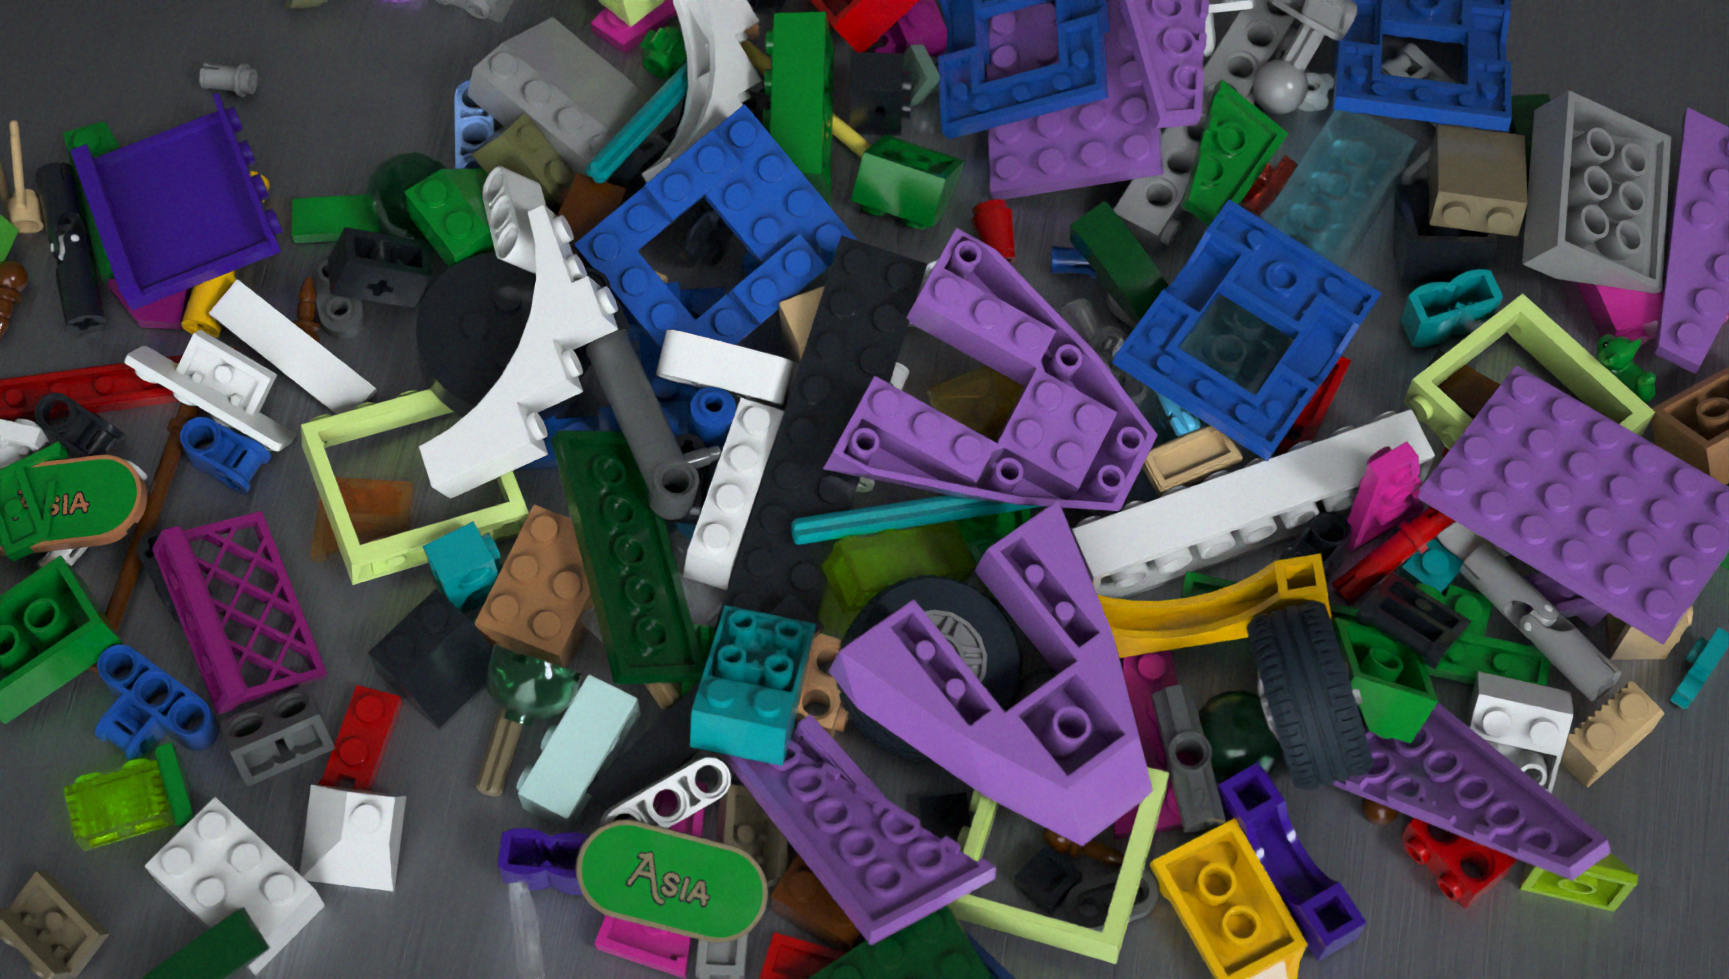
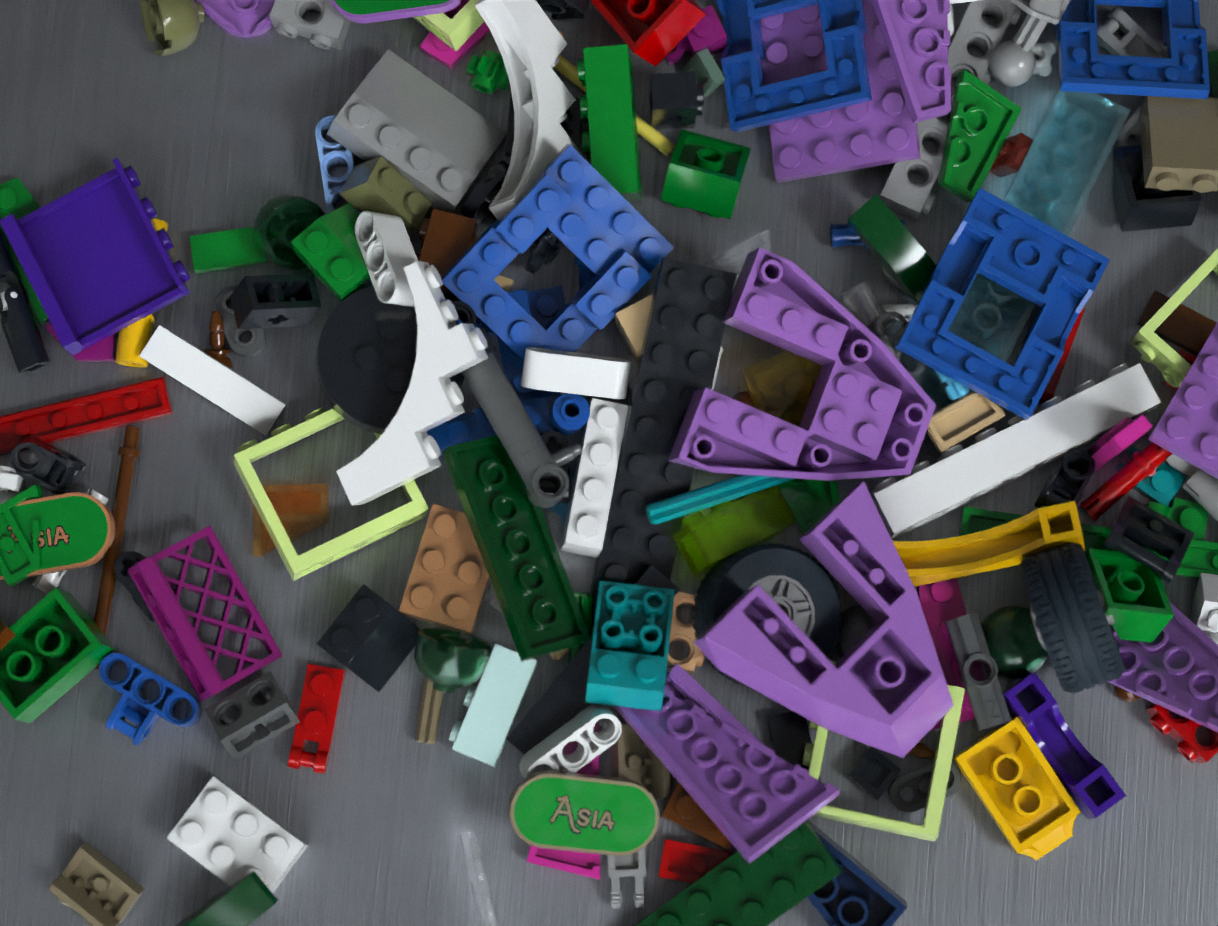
camera: 10 degrees left, 15 degrees up
(118, 804) = (134, 782): clear neon green brick -> none
(176, 784) = (179, 765): green tile -> none
(219, 383) = (156, 417): white bracket -> none
(229, 459) = (171, 476): blue piece -> none
(238, 79) = (117, 126): light grey pin -> none
(352, 837) = (324, 791): white slope -> none
(464, 566) = (384, 562): teal brick -> none
(540, 859) = (472, 800): dark purple brick -> none
(639, 127) = (479, 155): teal axle -> none
(995, 226) = (783, 215): red cone -> none
(1450, 308) = (1172, 255): teal brick -> none

